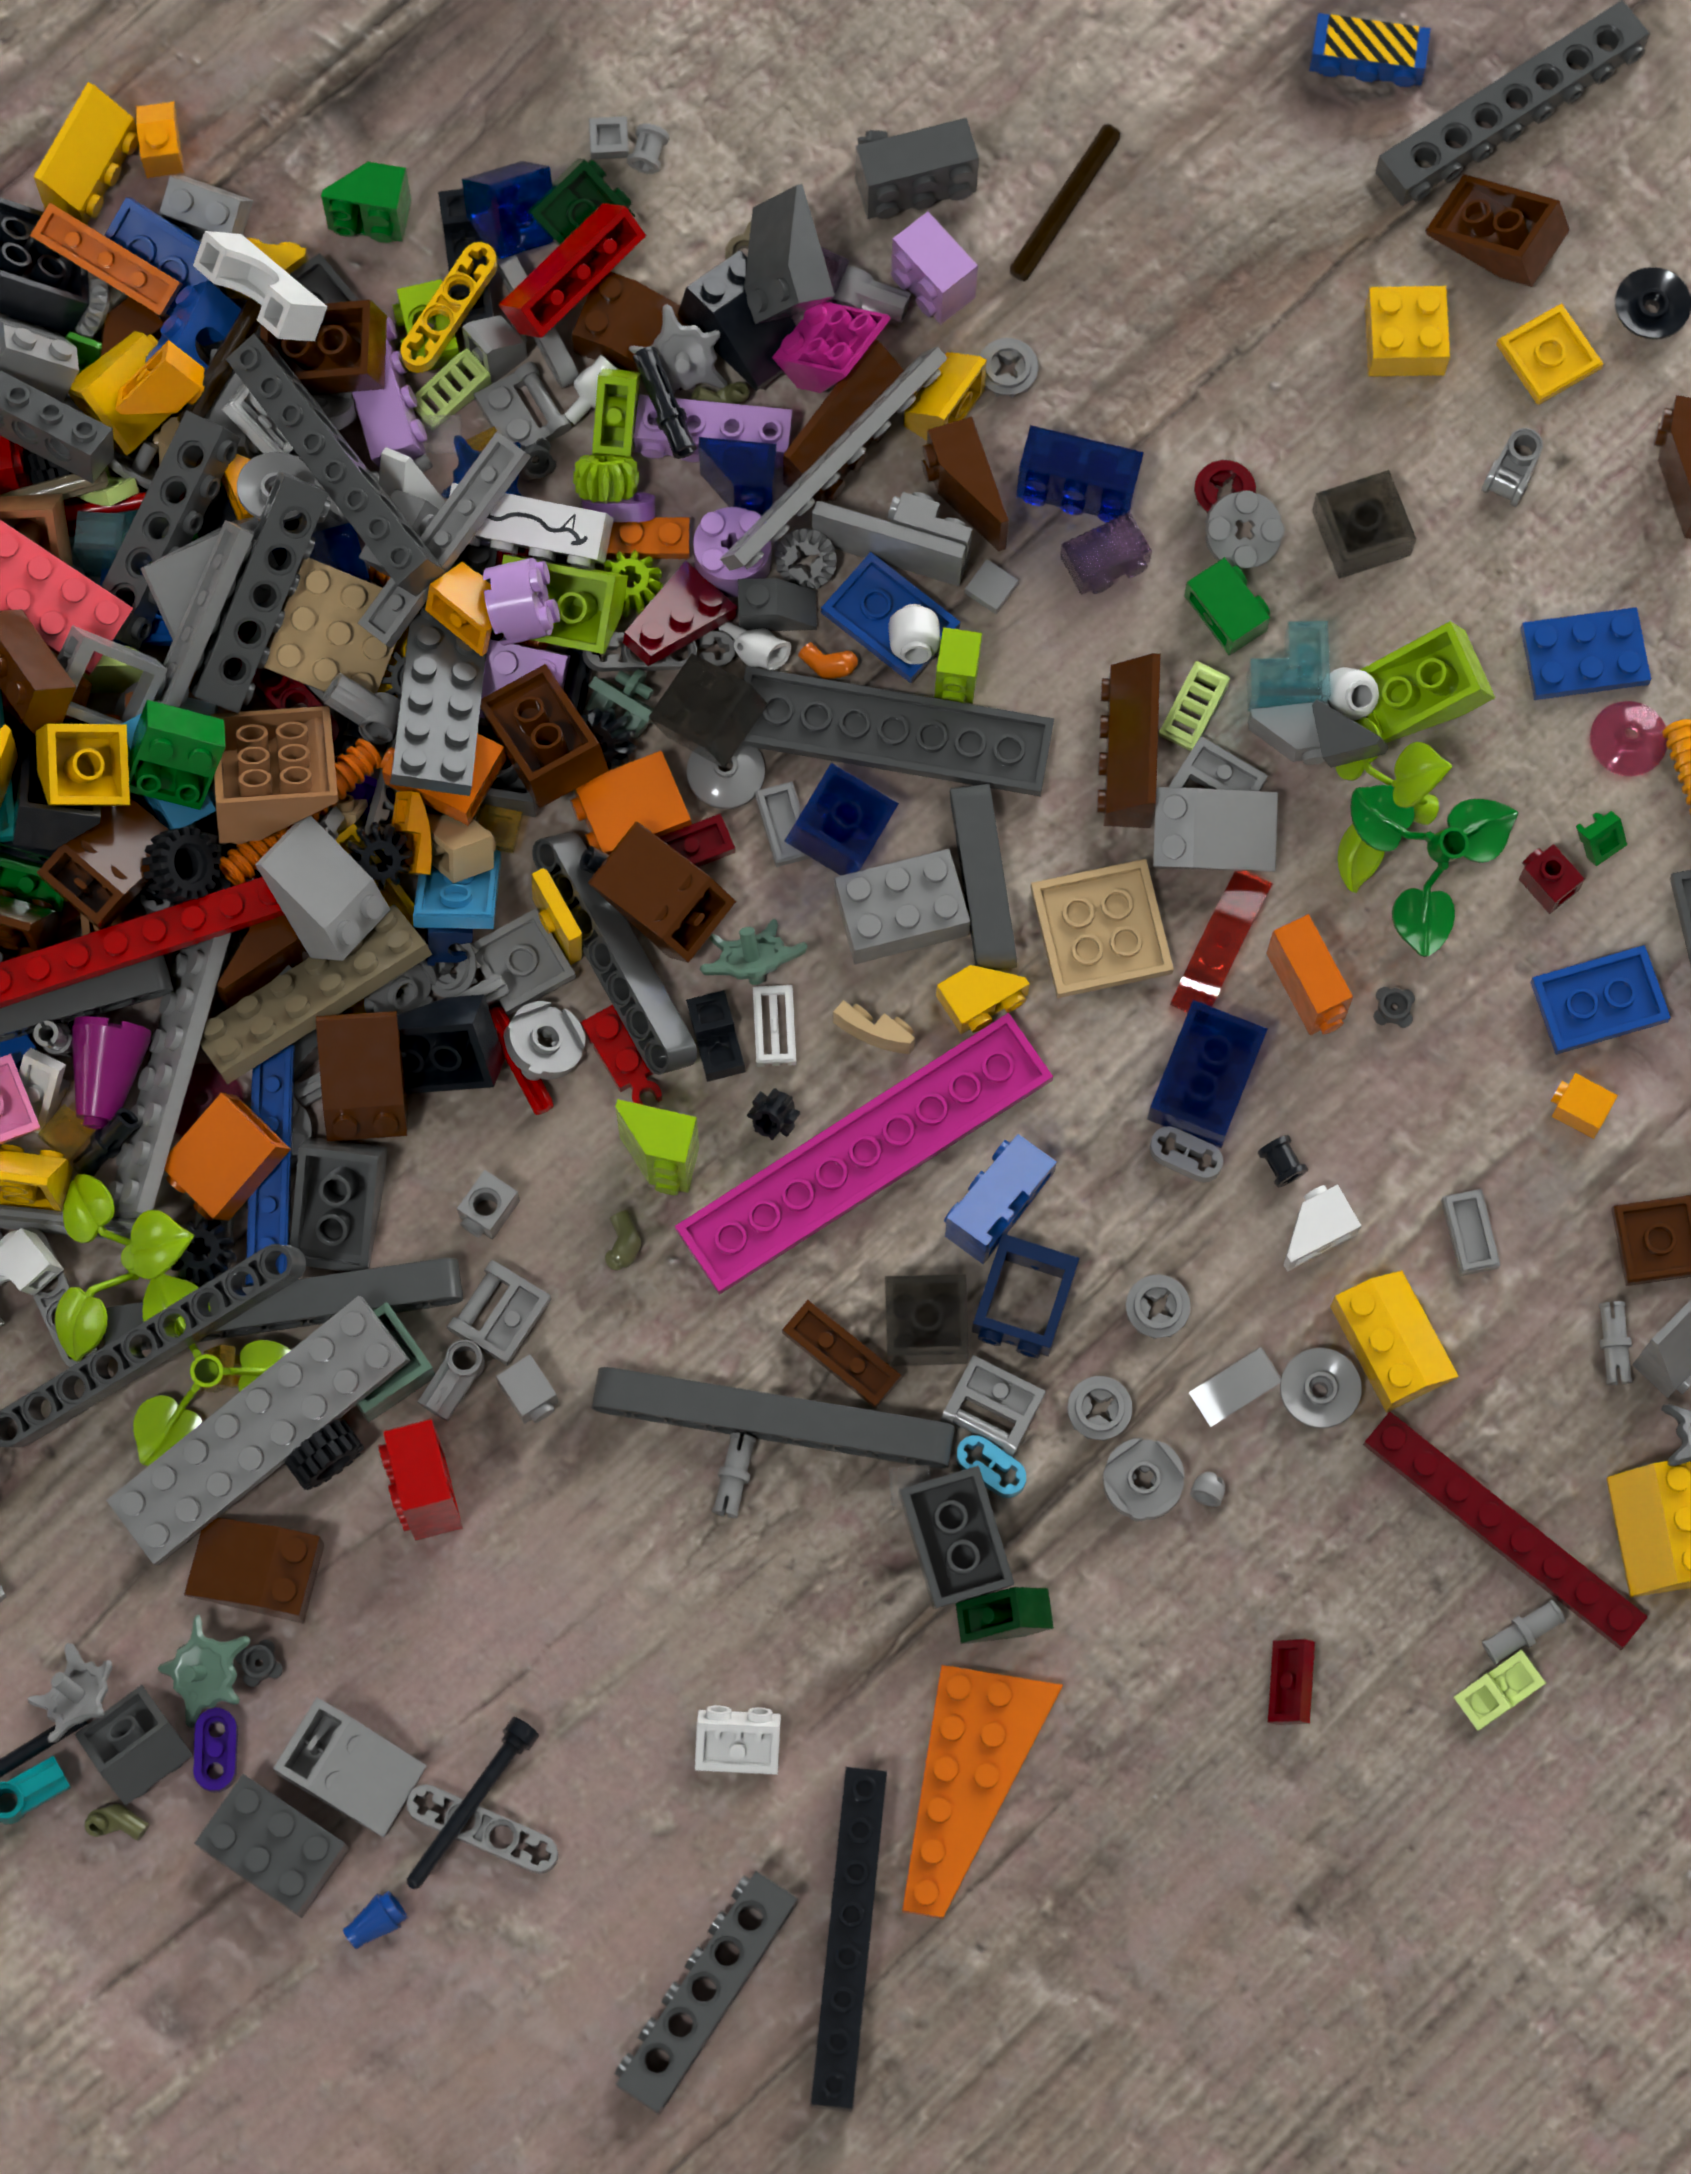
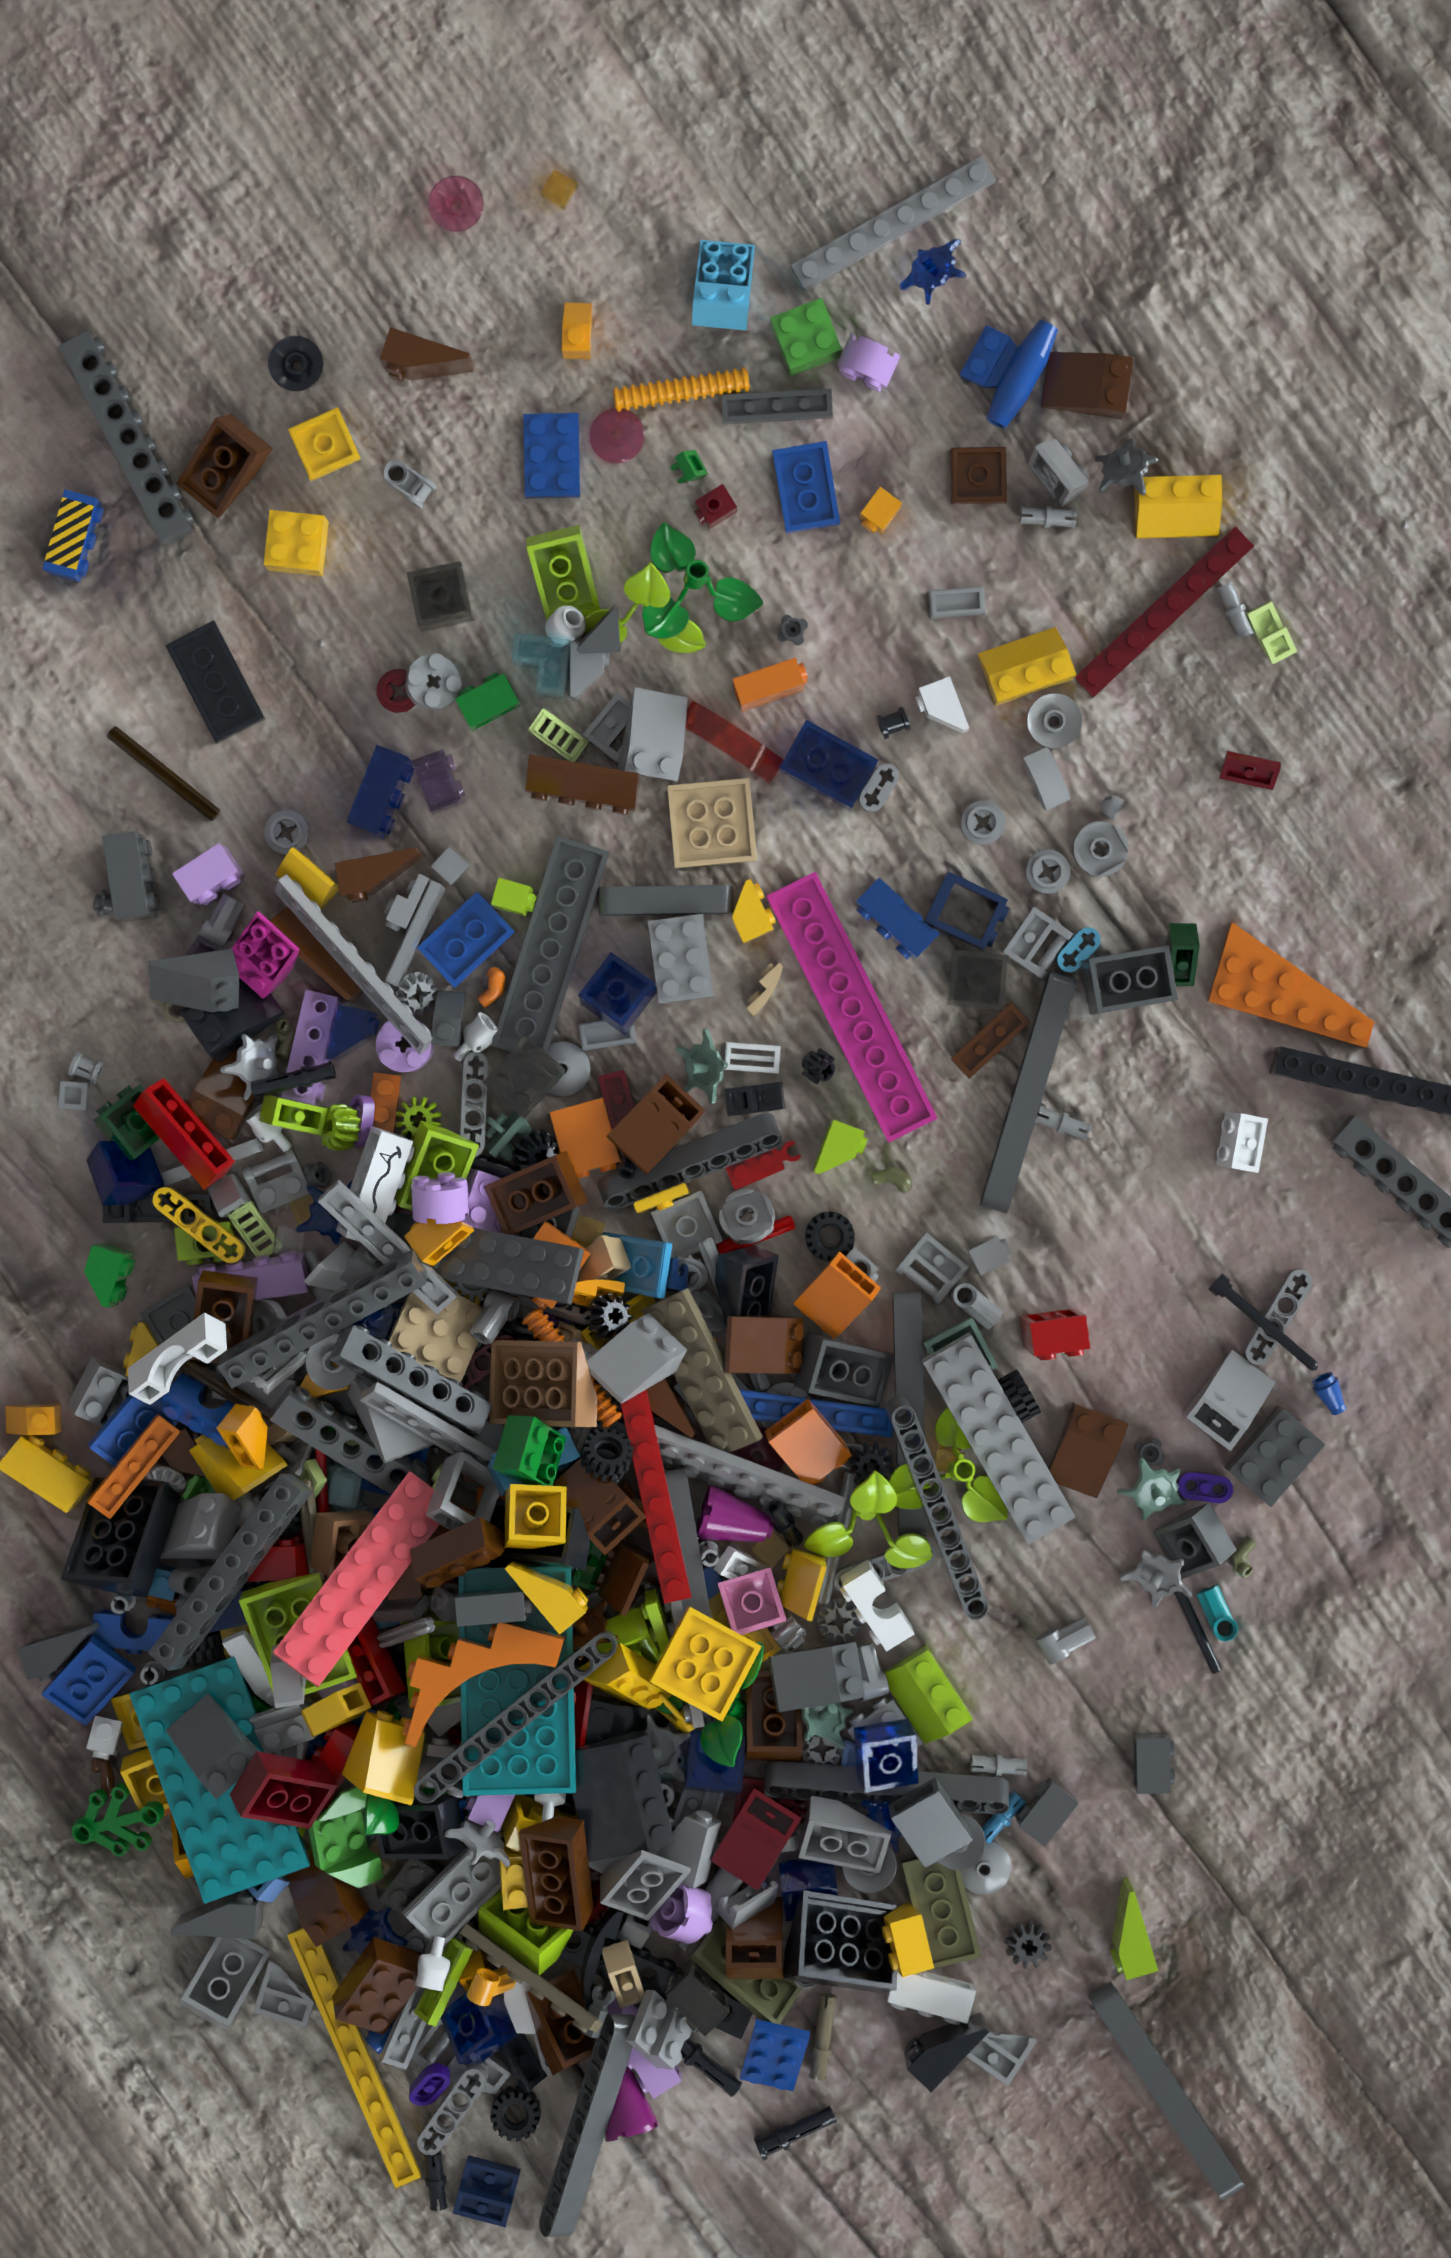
camera: 85 degrees left, 15 degrees up
(444, 1174) = (837, 1295): none -> orange brick
(537, 1139) = (829, 1219): none -> black tyre
(678, 615) = (450, 1088): dark red wing -> none
(914, 634) = (486, 924): white head -> none
(1200, 254) = (215, 682): none -> black tile

